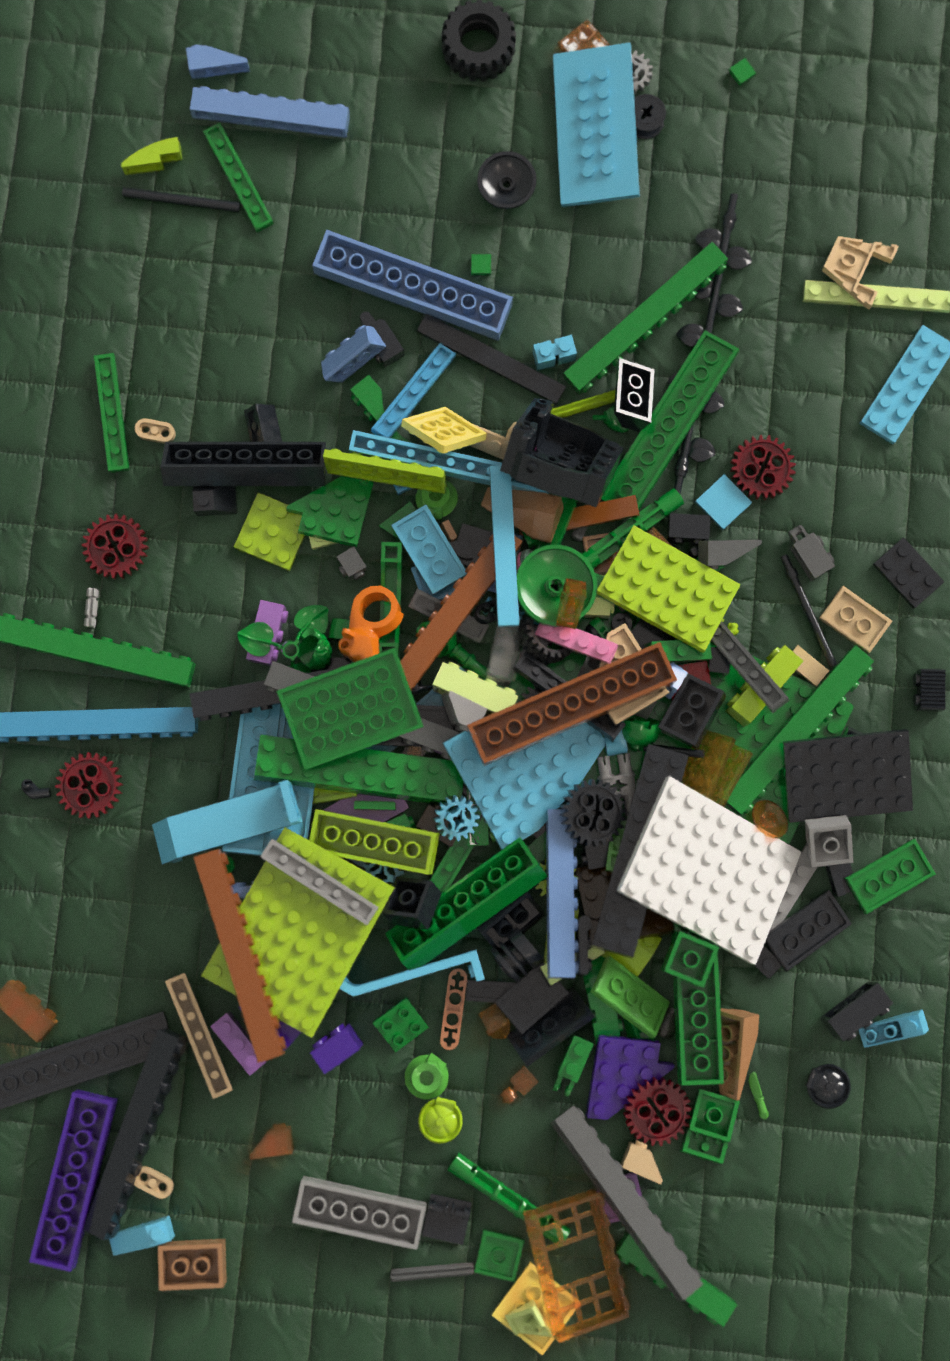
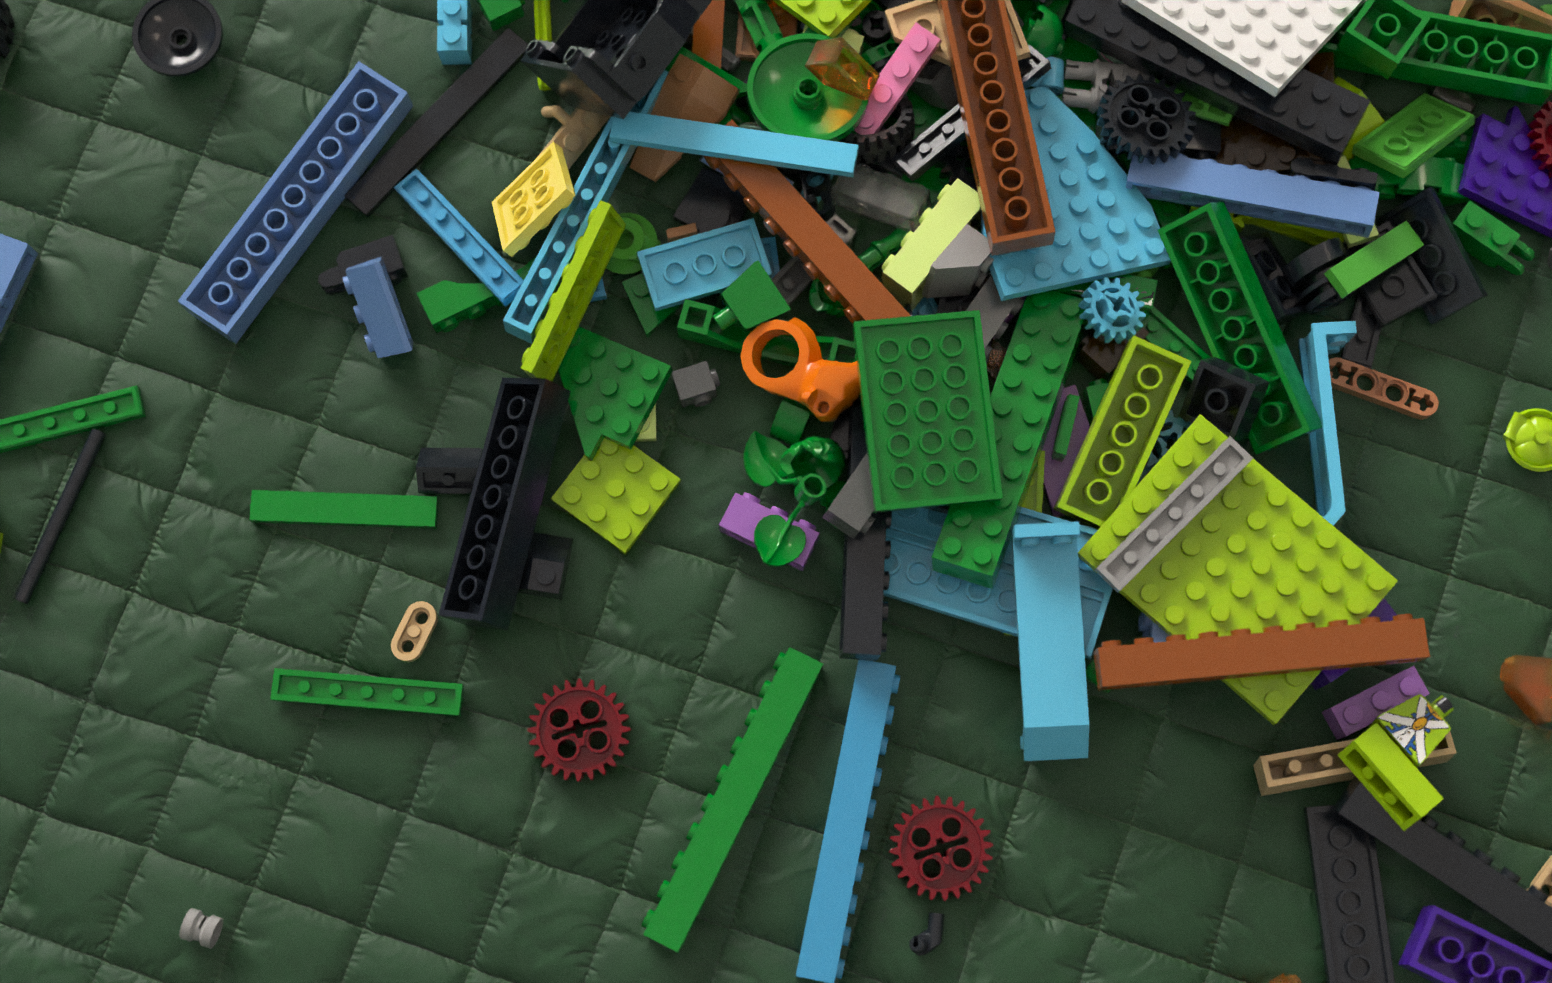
camera: 75 degrees left, 5 degrees down
(91, 608) = (665, 789): light grey axle -> none
(184, 1056) = (1390, 776): none -> lime brick
(221, 1068) = (1417, 726): none -> torso
(223, 368) = (344, 509): none -> green tile
(335, 1049) = (1414, 554): dark purple brick -> none
(400, 1024) = (1388, 467): green hinge -> none
(408, 584) = (751, 300): none -> green torso
(426, 1076) = (1470, 446): bright green piece -> none
(481, 265) = (292, 104): green tile -> none
(495, 1022) = (1409, 333): clear orange tile -> none
(522, 1081) = (1500, 316): clear orange plate -> none
(532, 984) = (1374, 259): none -> bright green tile

